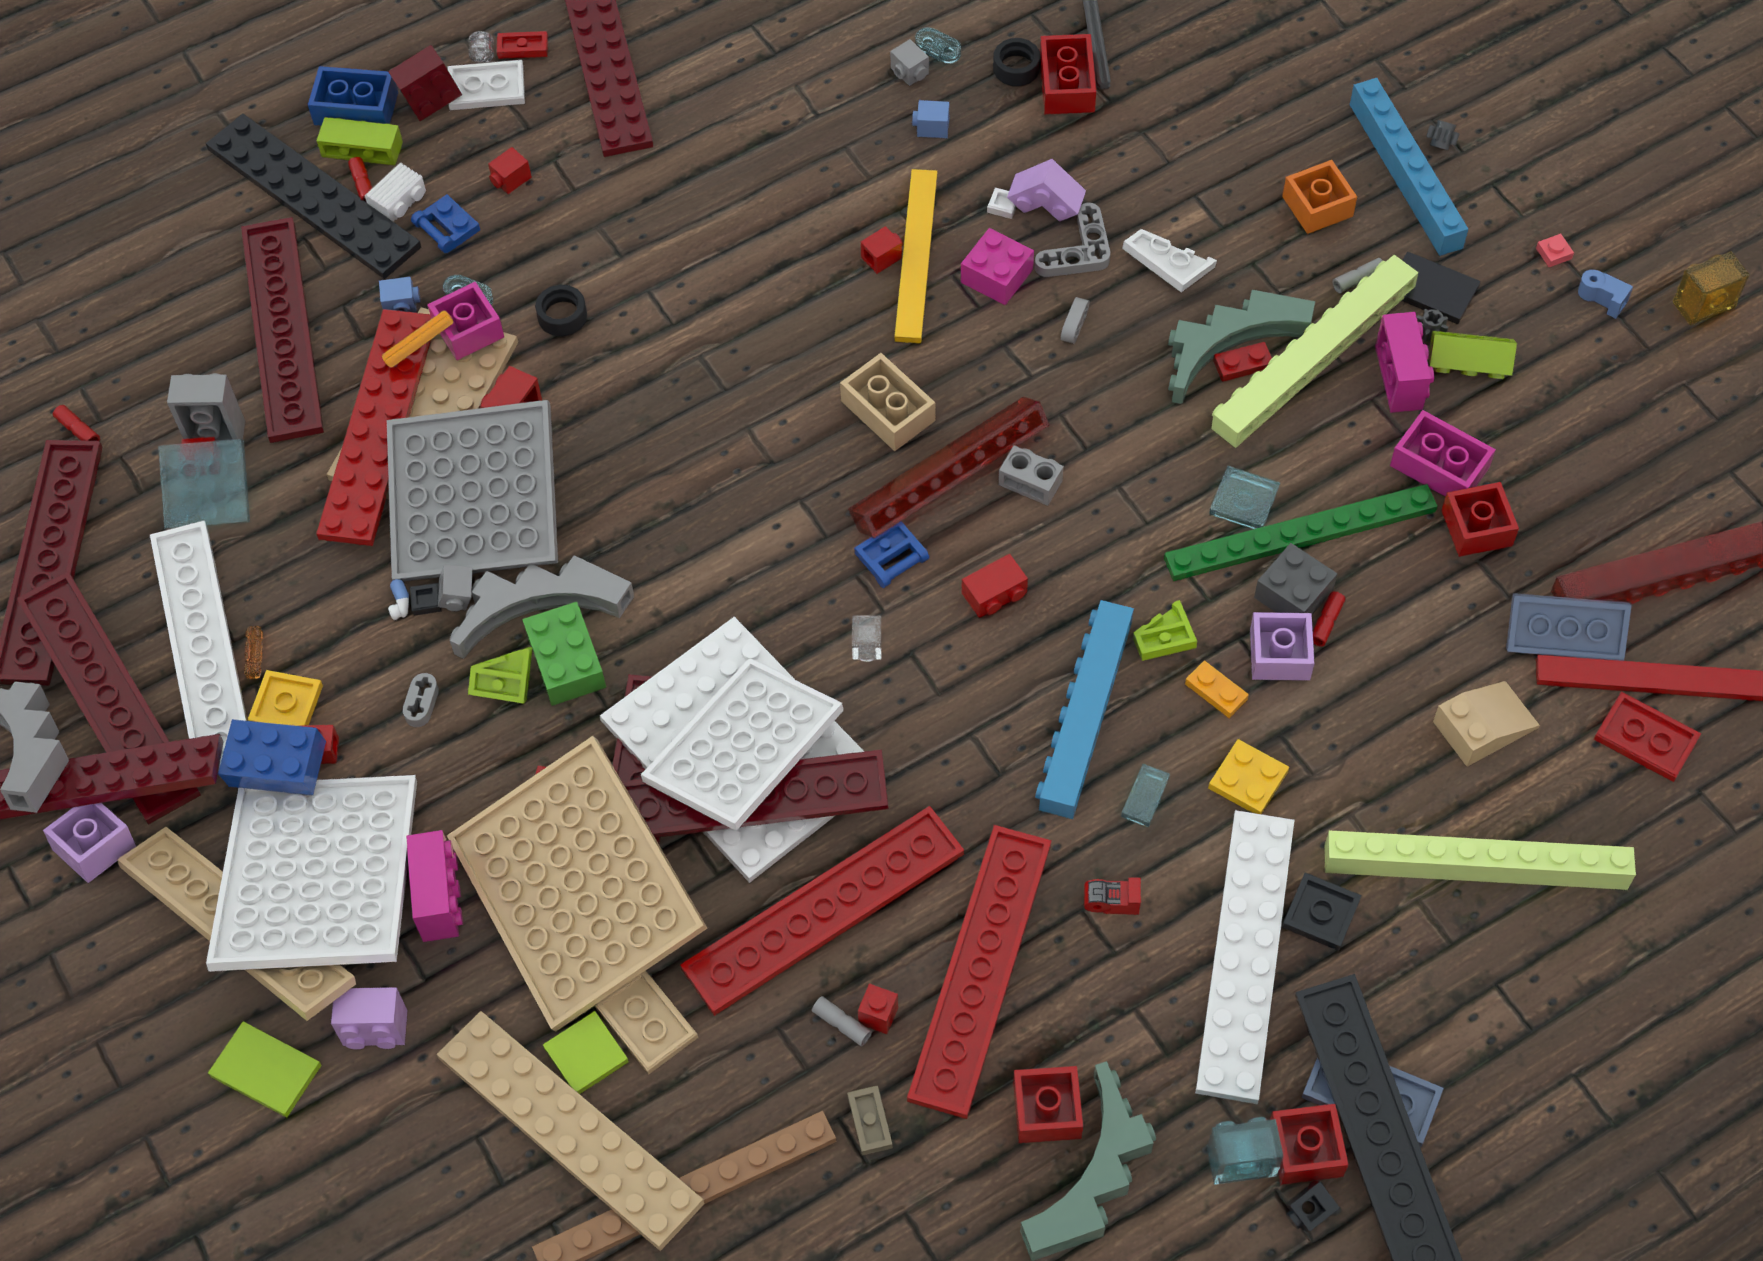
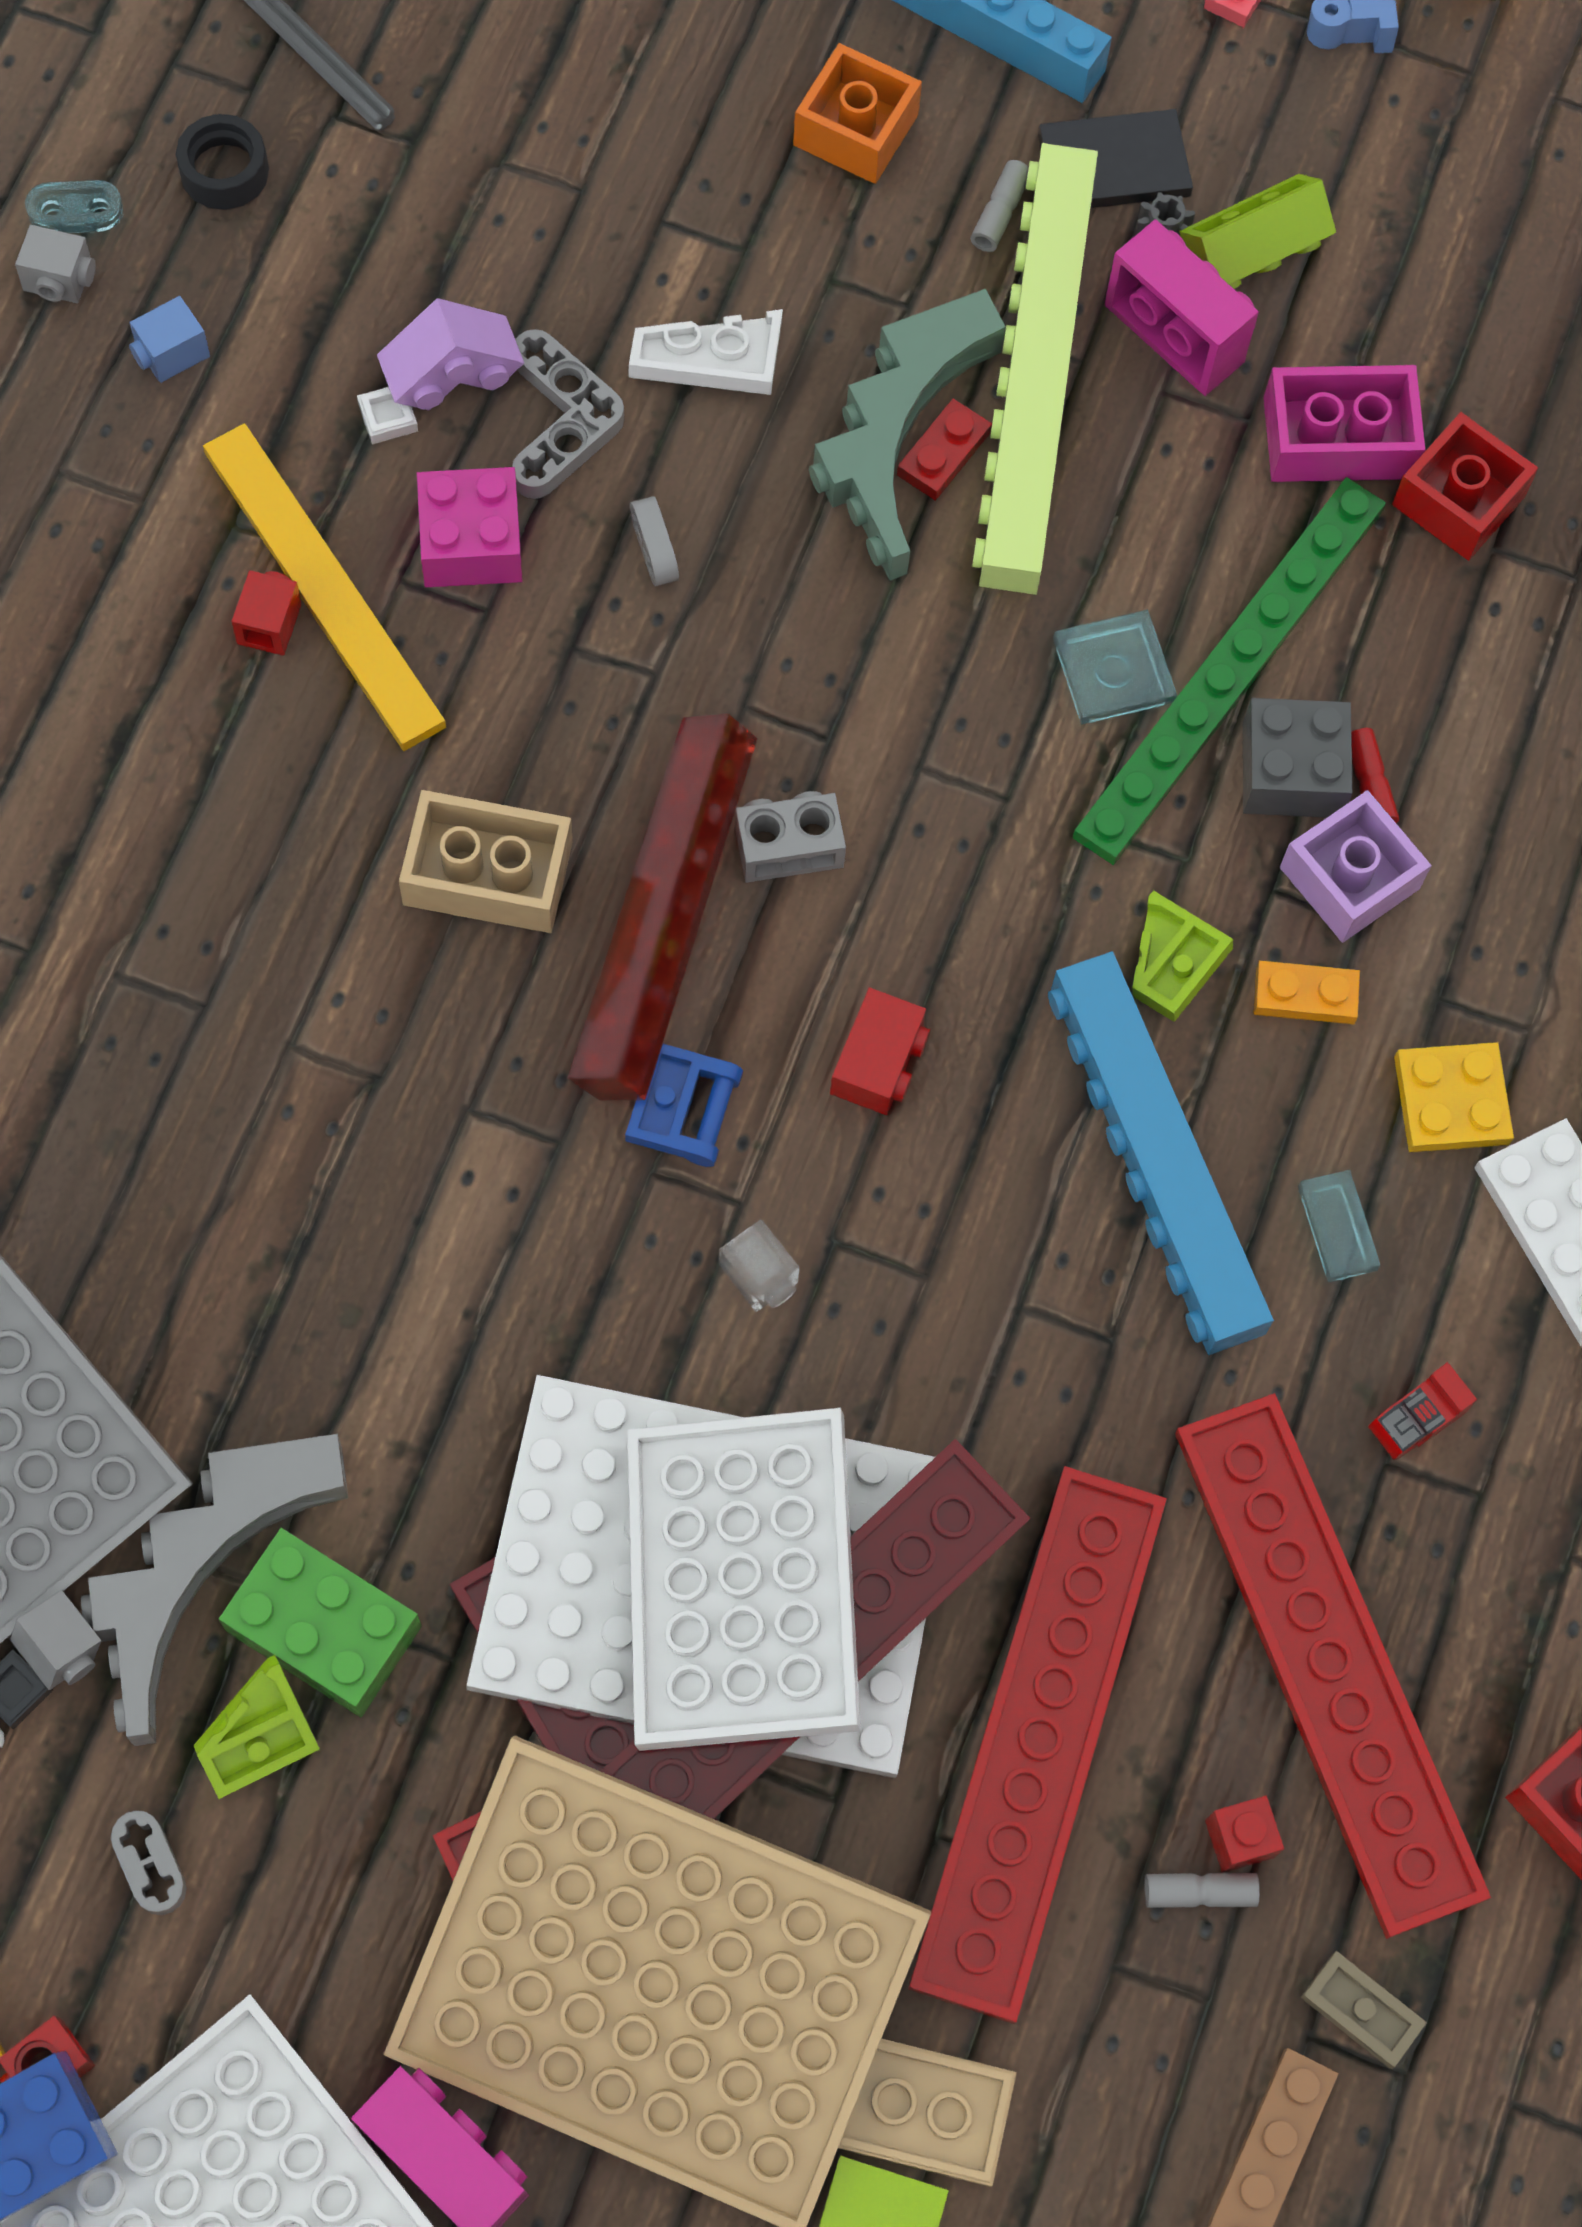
camera: 45 degrees left, 10 degrees up
(1067, 74) = (325, 135): red brick -> none

